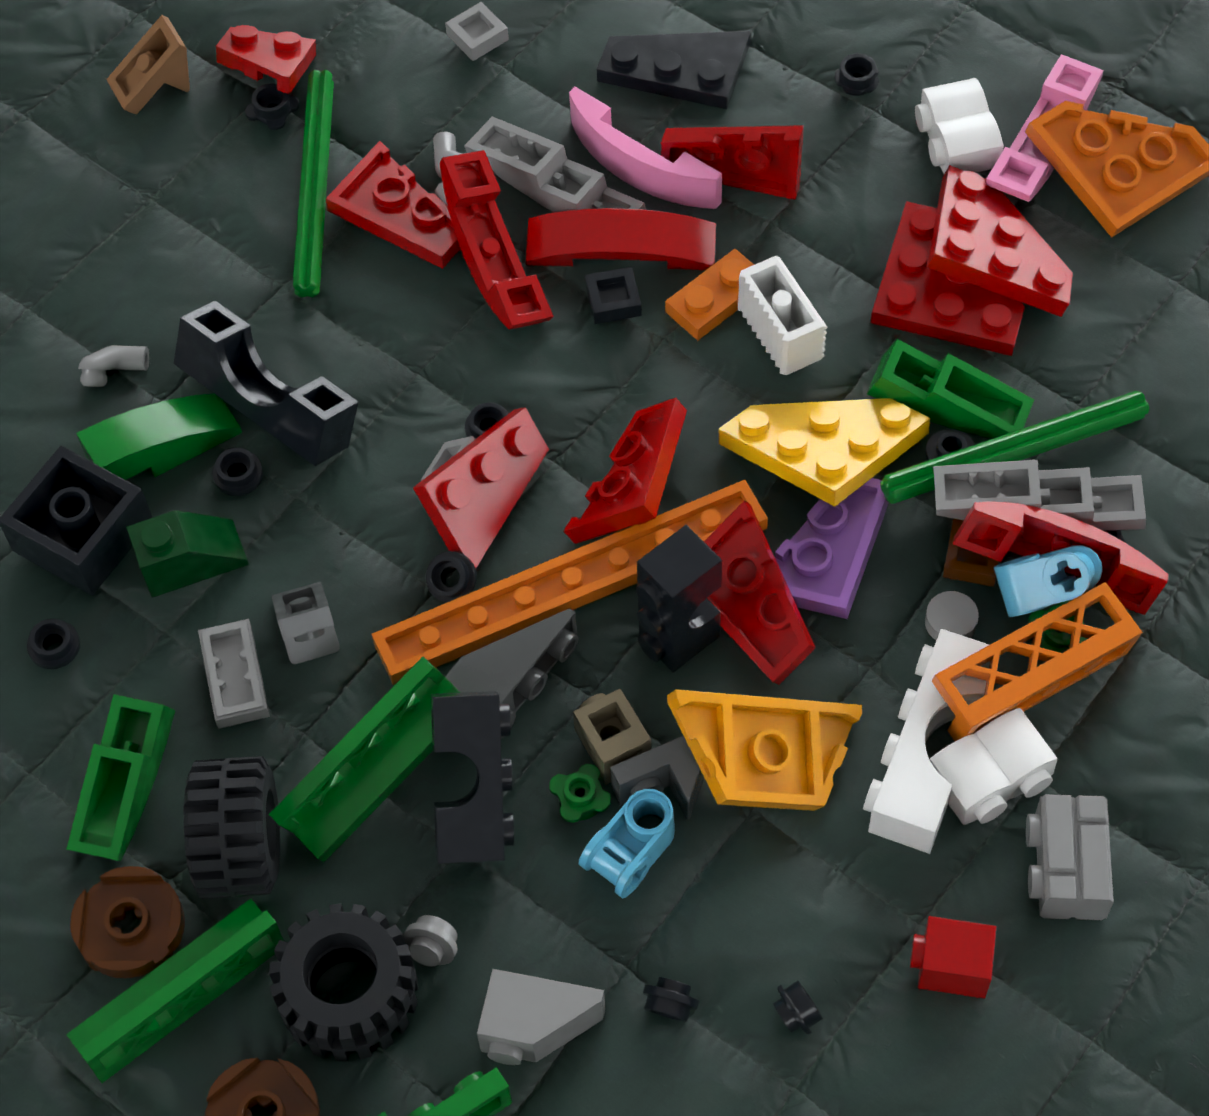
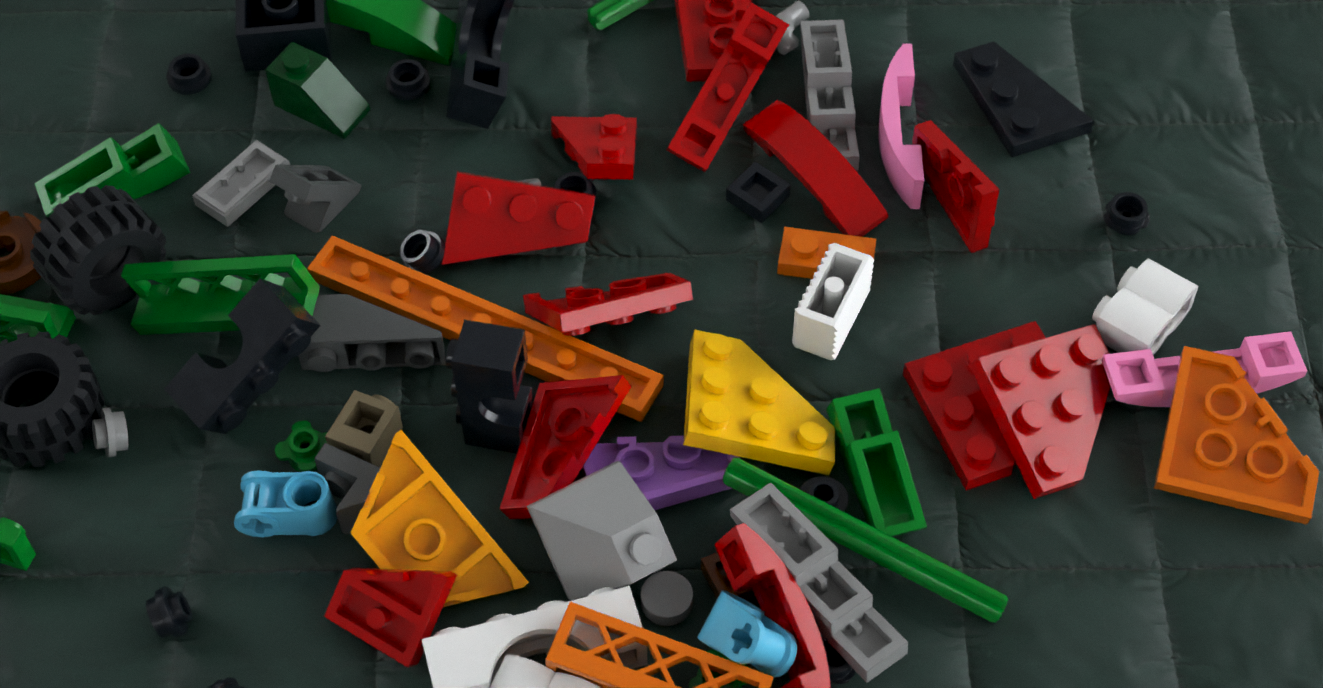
camera: 50 degrees right, 5 degrees down
(458, 371) = (599, 144): none -> red wing
(534, 1016) = (90, 532): light grey slope -> none
(811, 818) = (391, 608): none -> red wing
(875, 616) = (601, 532): none -> light grey slope

